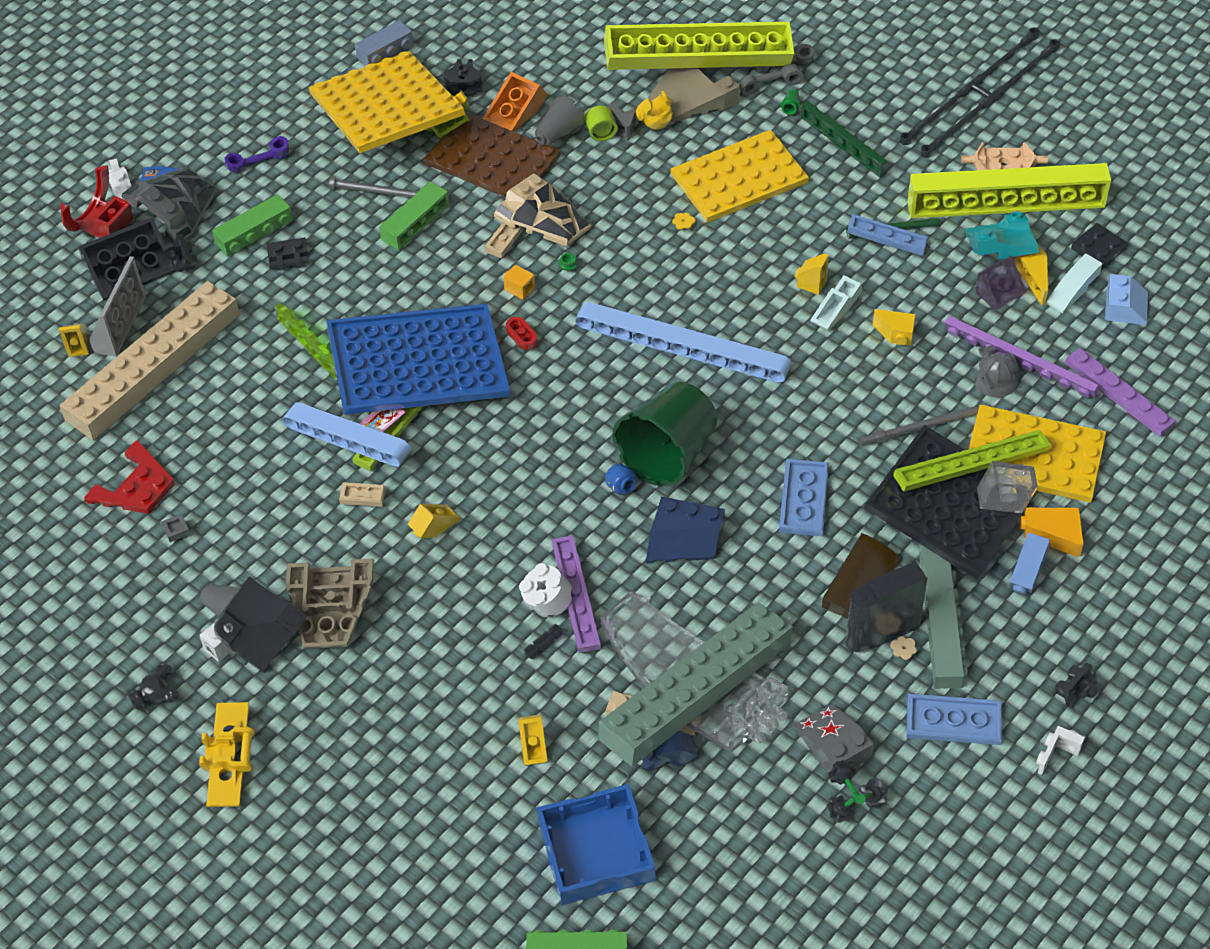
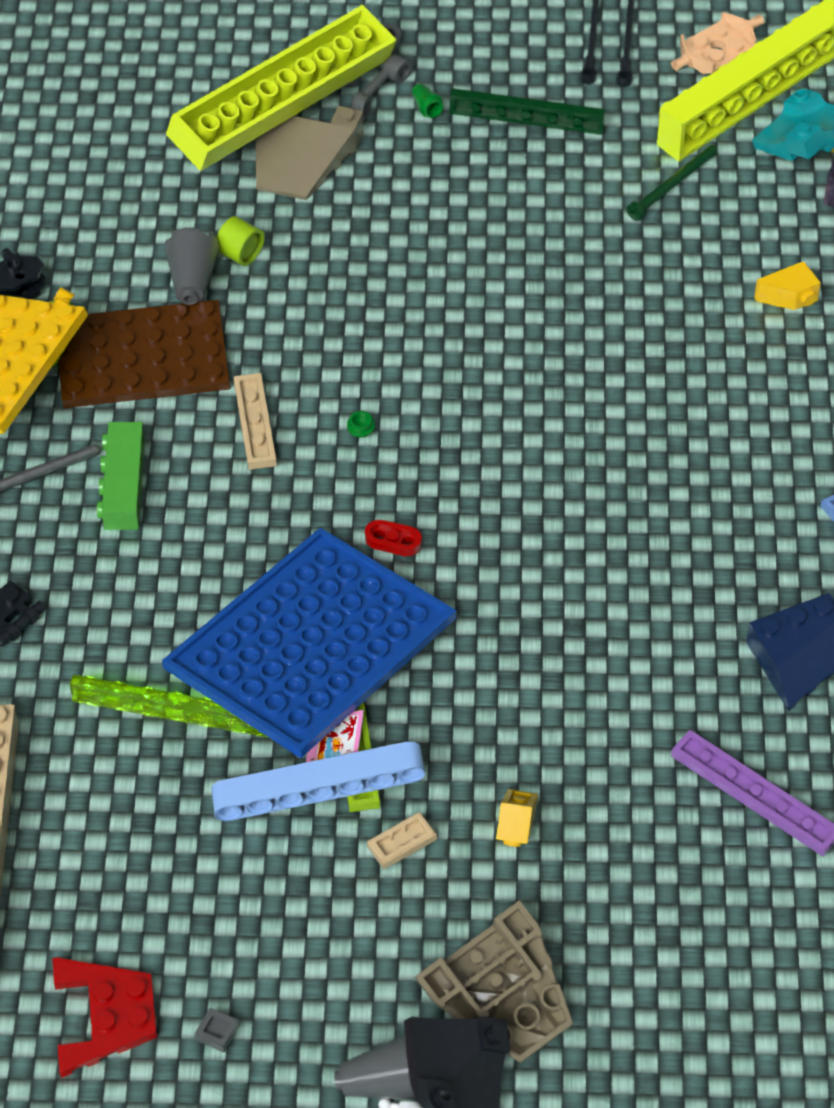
camera: 40 degrees left, 0 degrees up
(515, 102) = (109, 272): orange slope -> none
(519, 282) = (329, 480): light orange brick -> none
(542, 209) = (278, 380): wedge -> none
(543, 641) = (774, 870): black axle -> none
(546, 590) = (720, 795): white brick -> none
(621, 479) = (676, 633): blue head -> none
(625, 120) = (264, 220): dark grey slope -> none
(655, 113) = (292, 192): yellow helmet -> none
(665, 433) = (693, 549): dark green cone -> none
(683, 221) = (442, 302): yellow plant -> none
(683, 342) = (581, 439): light blue beam -> none
(739, 175) = (450, 216): yellow plate -> none
(813, 274) = (651, 278): yellow slope -> none
(837, 303) = (703, 297): light aqua slope -> none
(887, 234) = (680, 192): medium blue tile -> none

